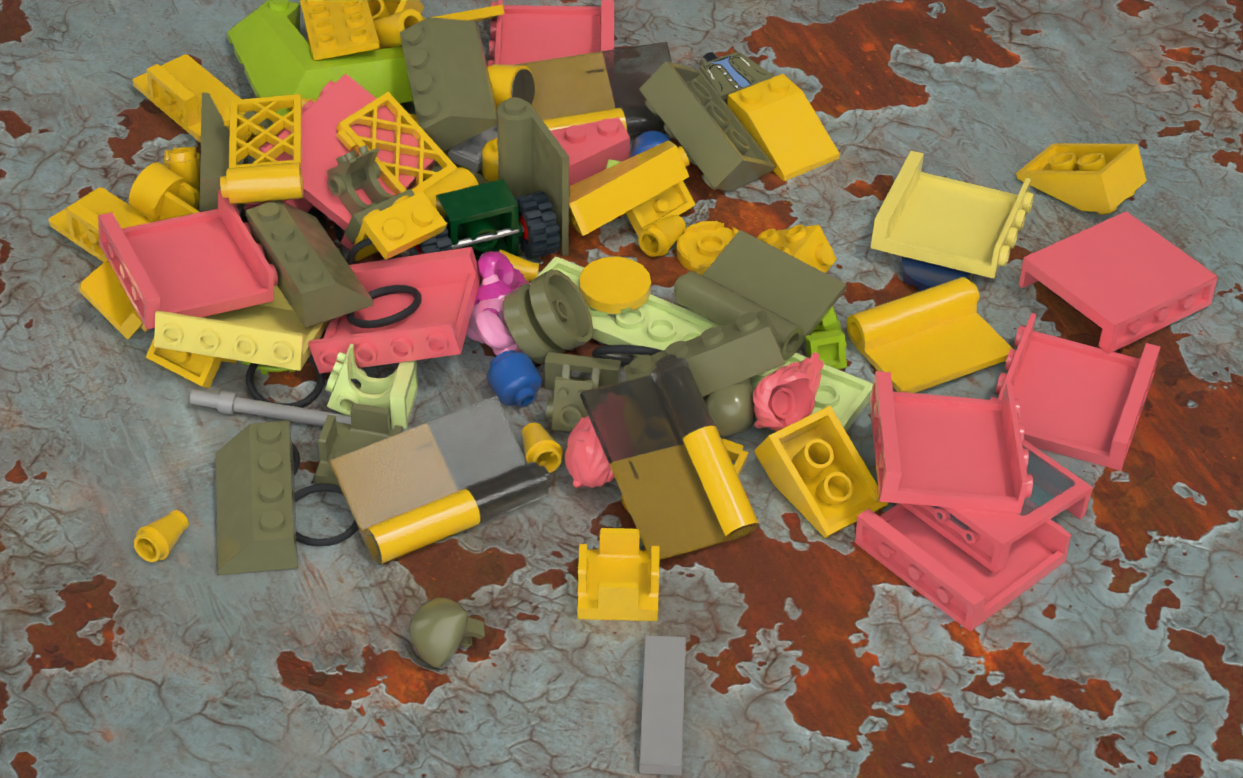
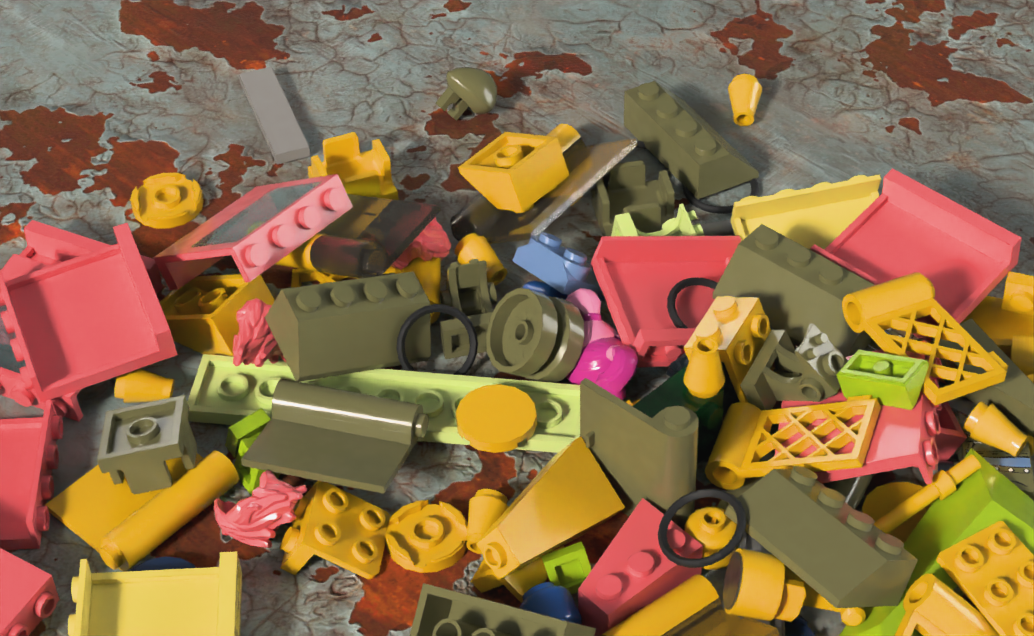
camera: 160 degrees right, 0 degrees up
(321, 128) = (888, 377): none -> lime slope
(449, 186) = (704, 370): none -> yellow cone
(466, 468) = (516, 170): none -> yellow slope
(480, 374) = (557, 266): none -> medium blue slope
(523, 94) = (725, 551): none -> black tyre
(759, 481) = (256, 229): none -> coral panel
(819, 633) = (167, 201): none -> yellow tile
(849, 266) = (260, 515): none -> coral hair
(920, 327) = (140, 440): none -> olive panel

